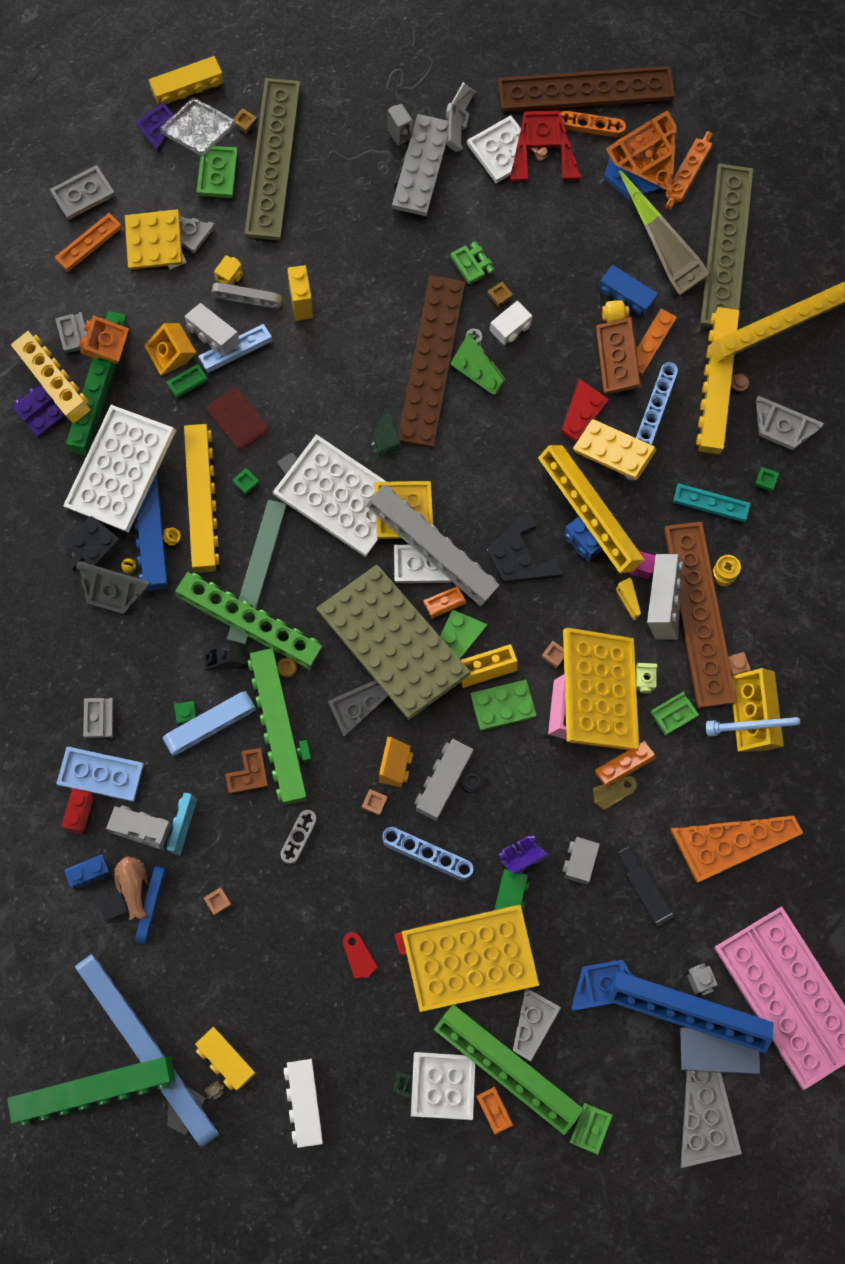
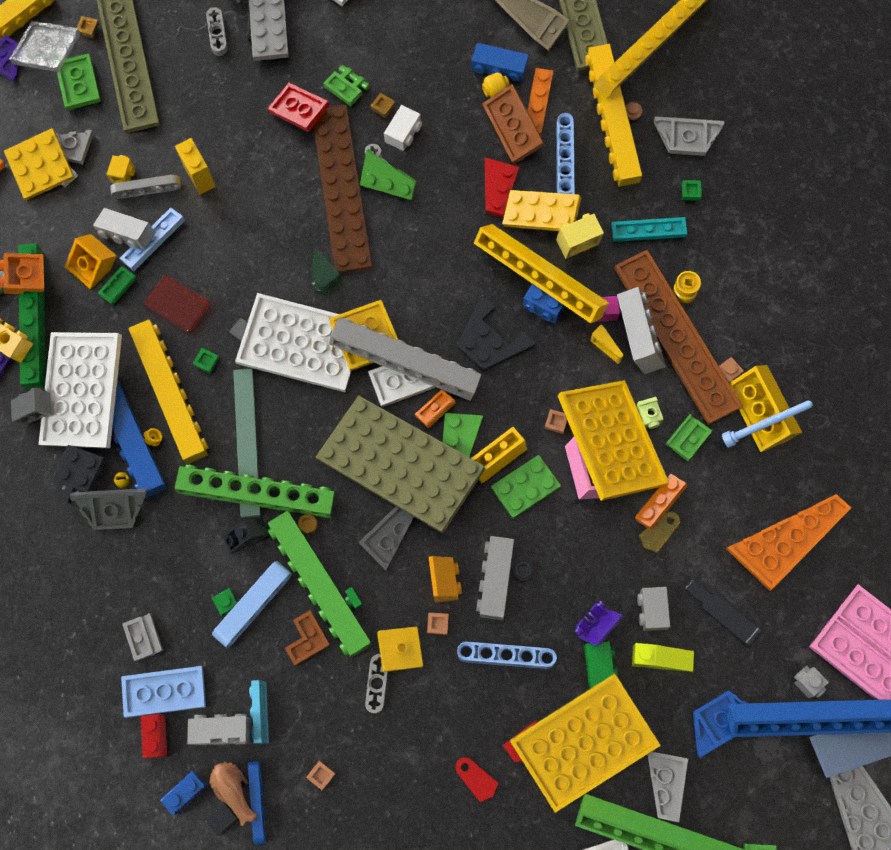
camera: 10 degrees left, 0 degrees up
(68, 467) = (31, 406): none -> dark grey brick
(331, 813) = (400, 649): none -> yellow plate
(368, 174) = (217, 25): none -> light grey beam
(418, 268) = (298, 107): none -> plate
(572, 908) = (662, 657): none -> neon yellow slope
(641, 486) = (579, 235): none -> light yellow container

